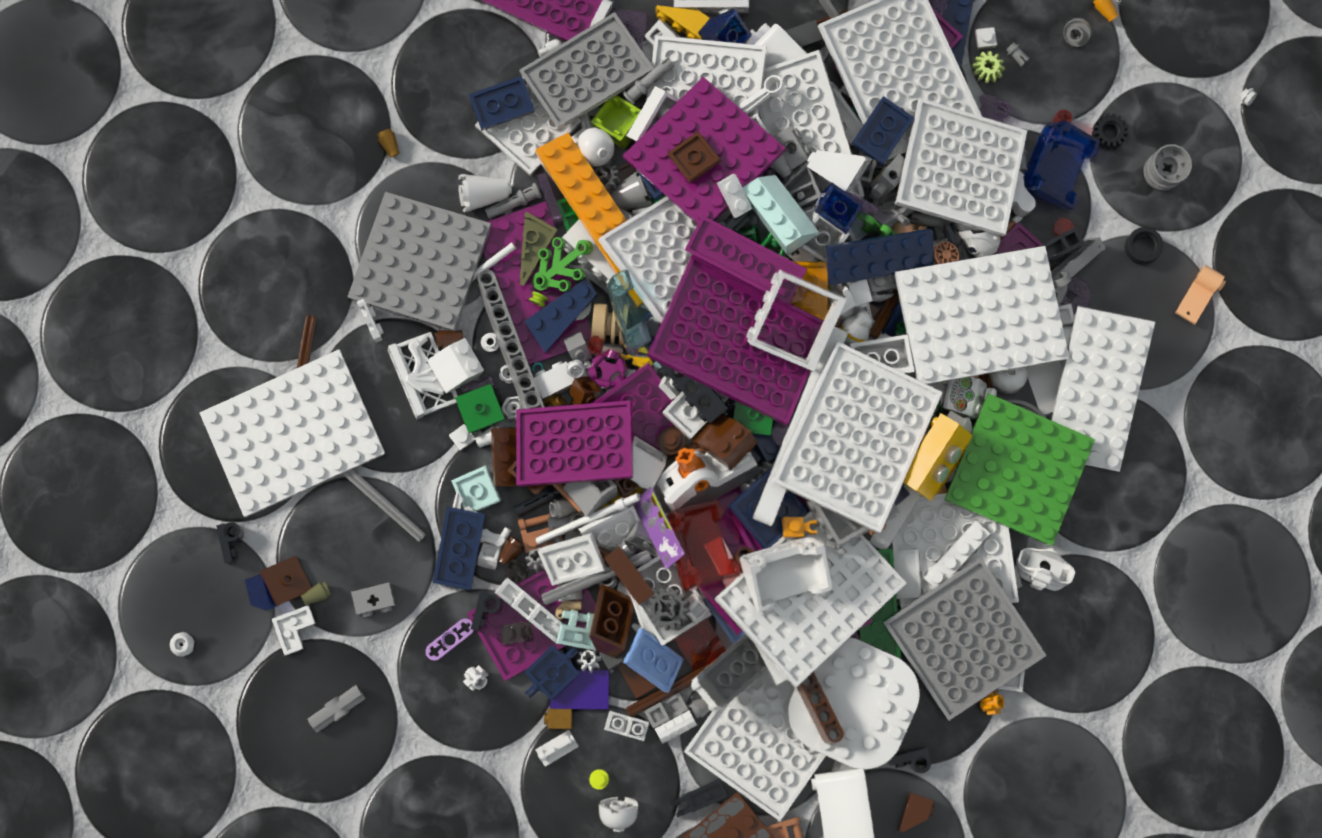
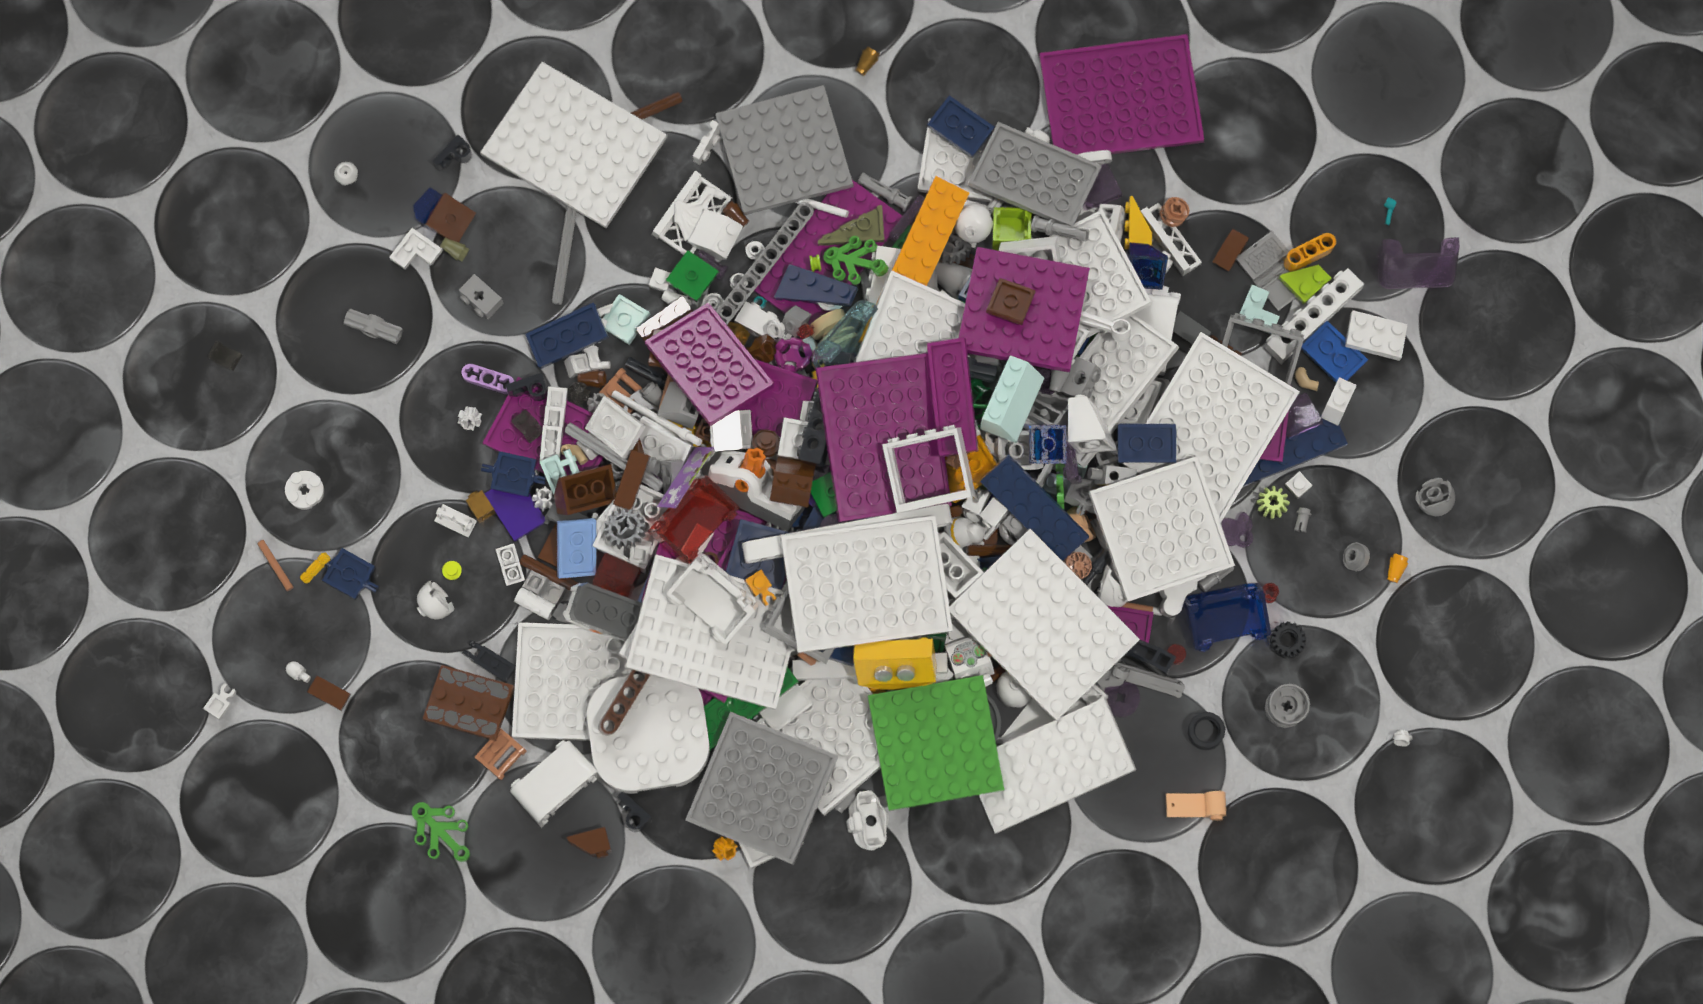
camera: 60 degrees right, 5 degrees down
(482, 191) = (876, 160): white cone -> none
(734, 195) = (1000, 353): white plate -> none
(957, 554) = (830, 738): white plate -> none

